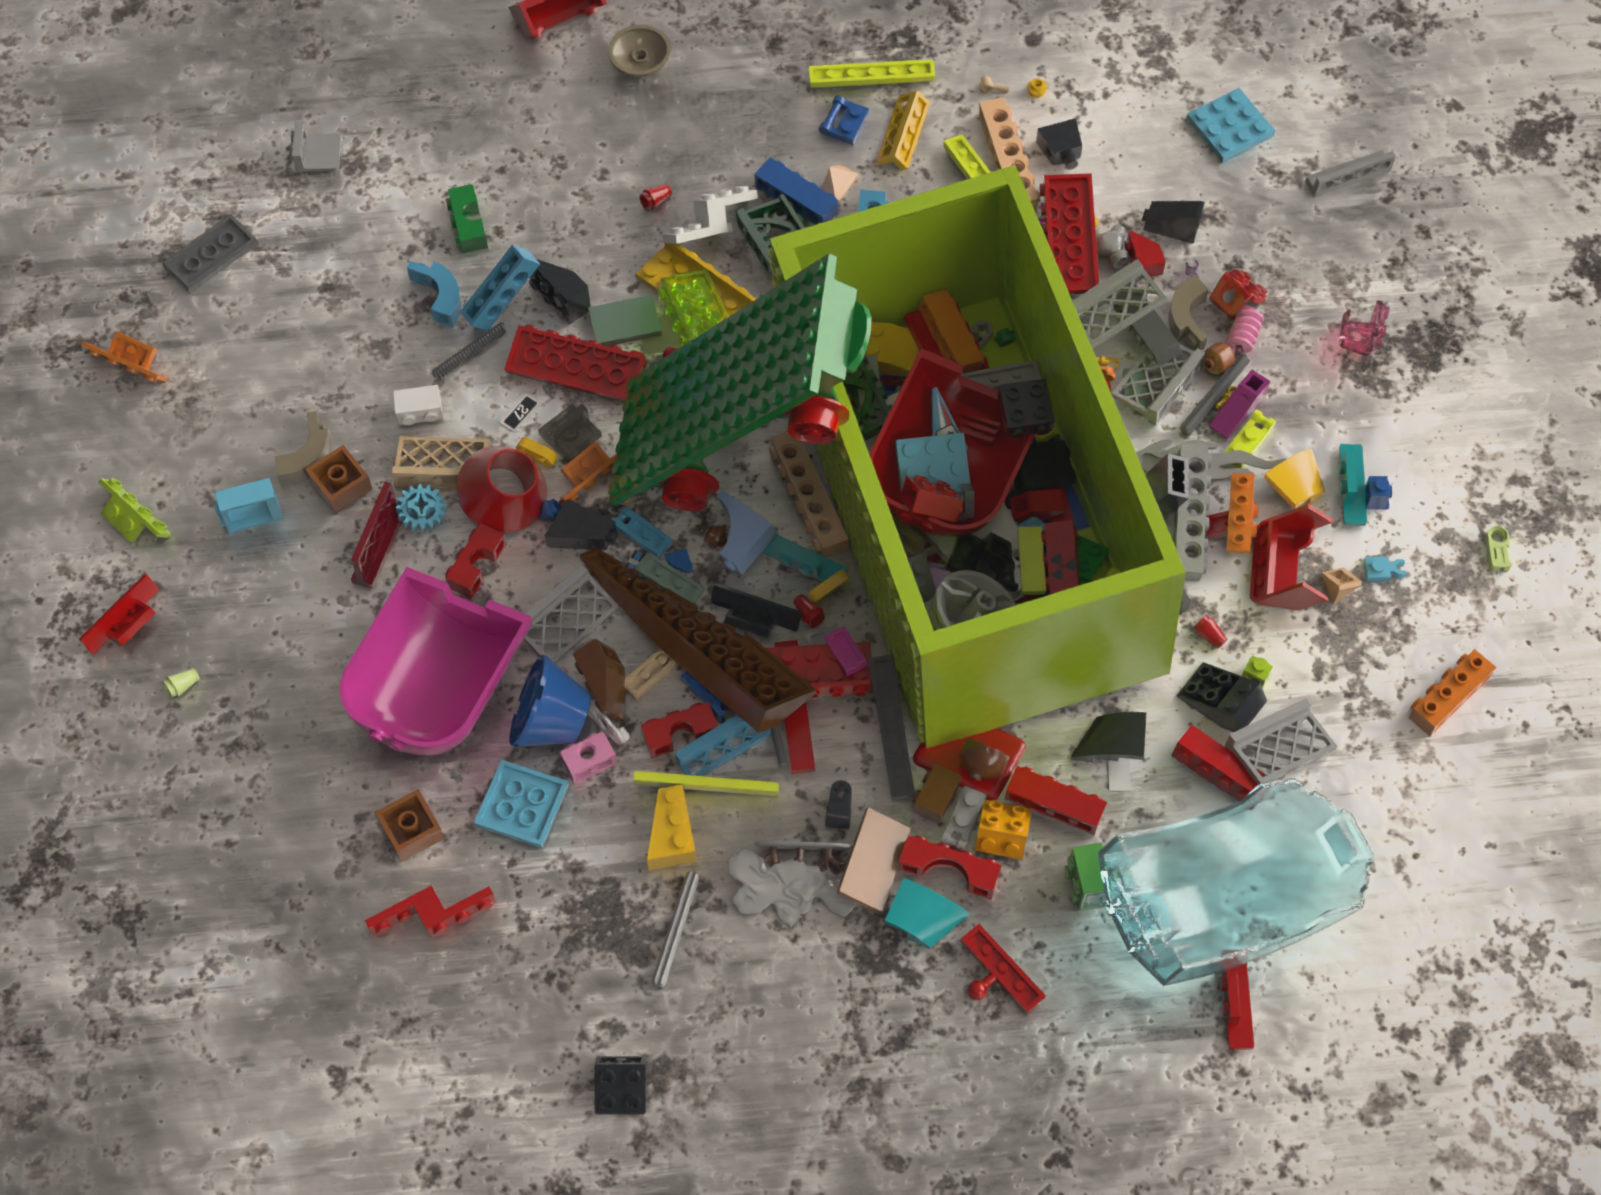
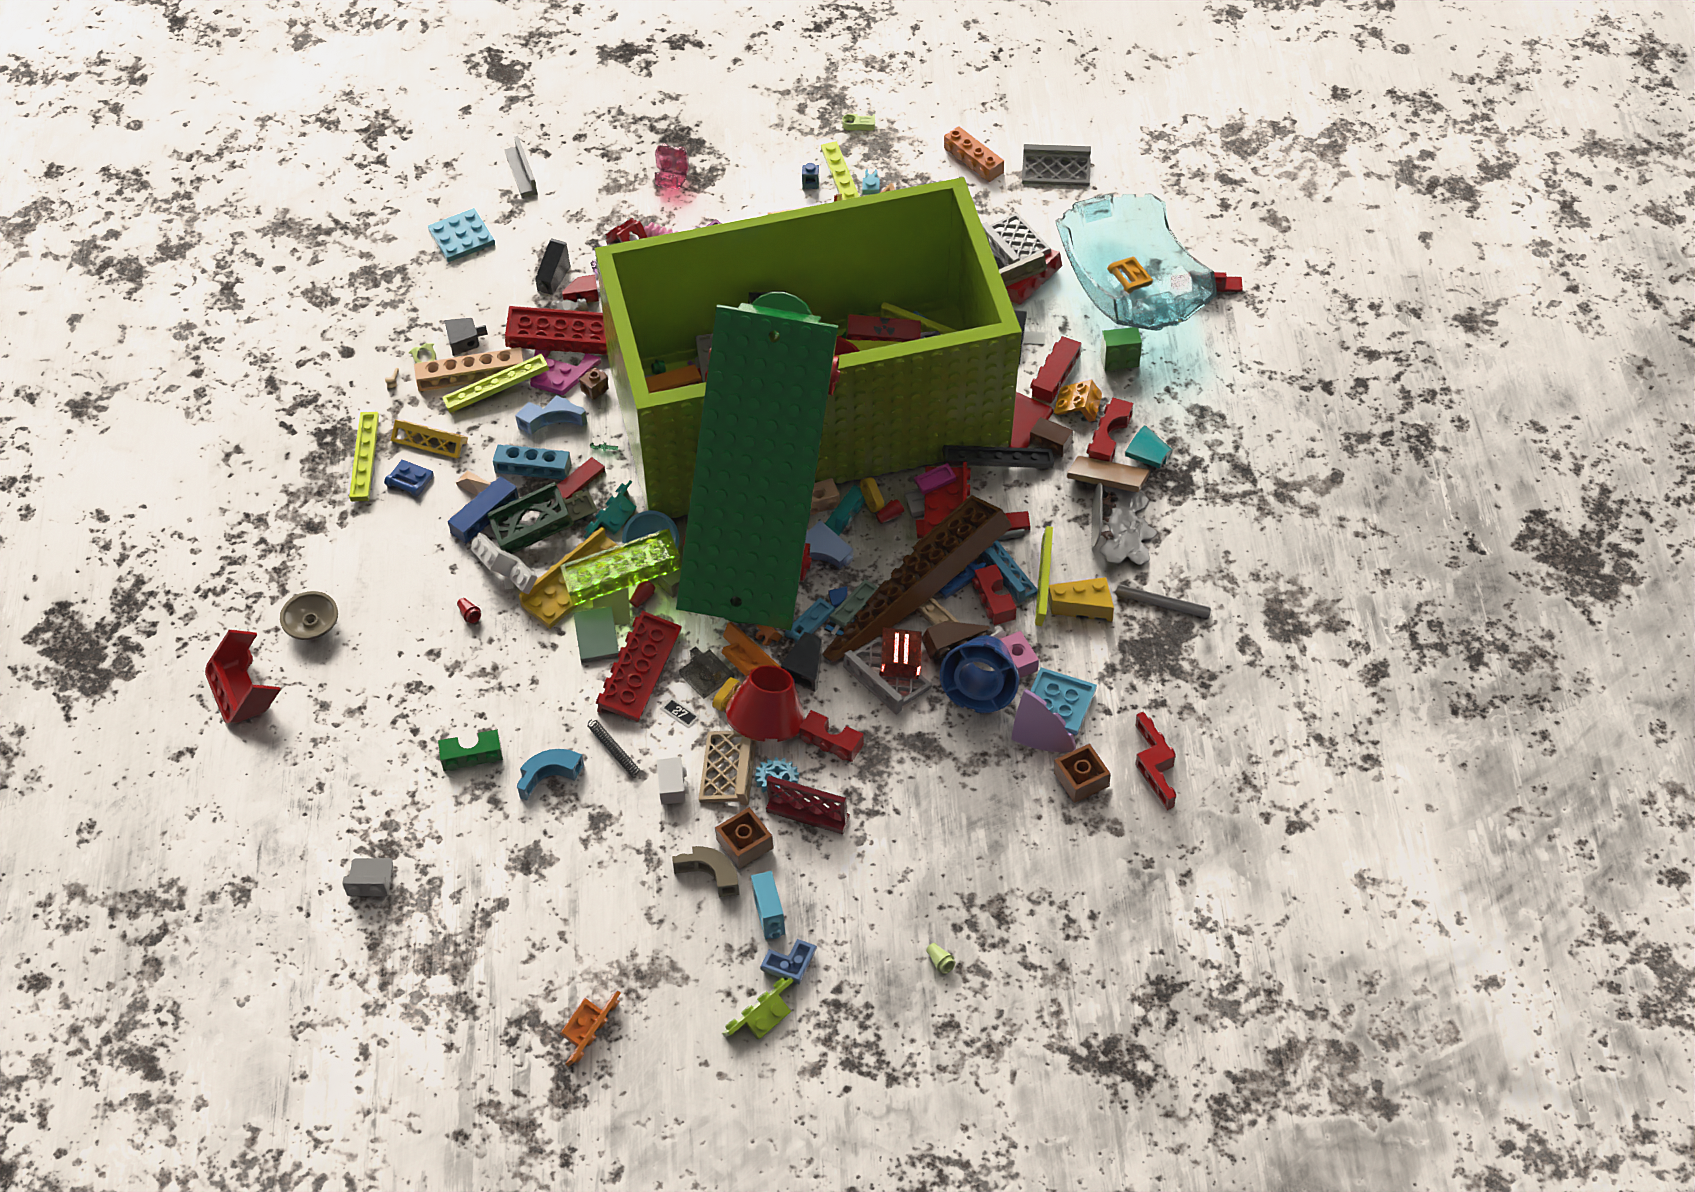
camera: 85 degrees left, 10 degrees down
(123, 617) = (876, 1004): red bracket -> none
(180, 535) = (790, 966): none -> medium blue brick
(210, 253) = (473, 966): dark grey tile -> none
(429, 665) = (950, 739): dark pink cylinder -> none
(471, 781) = (1040, 728): none -> lavender brick
(500, 287) = (564, 708): dark azure brick -> none
(562, 290) = (564, 672): black slope -> none
(582, 622) = (900, 653): none -> clear red brick
(620, 1084) = (1290, 630): black bracket -> none
(715, 537) = (818, 571): reddish brown plate -> none
(753, 612) = (891, 545): black bracket -> none
(839, 808) = (1062, 496): black piece -> none
(964, 818) = (1075, 424): light grey plate -> none
(982, 760) = (1029, 403): reddish brown cylinder -> none
(1000, 969) = (1190, 407): red plate -> none
(1034, 91) = (400, 349): yellow plate -> none
(1042, 112) = (428, 346): none -> yellowish green piece
(1207, 734) = (1023, 269): none -> dark tan fence
(1236, 897) = (1134, 271): none -> light orange plate
(1352, 484) = (799, 190): teal bracket -> none
(1385, 534) = (839, 170): none -> neon yellow plate
(1467, 803) = (1056, 153): none -> light grey fence

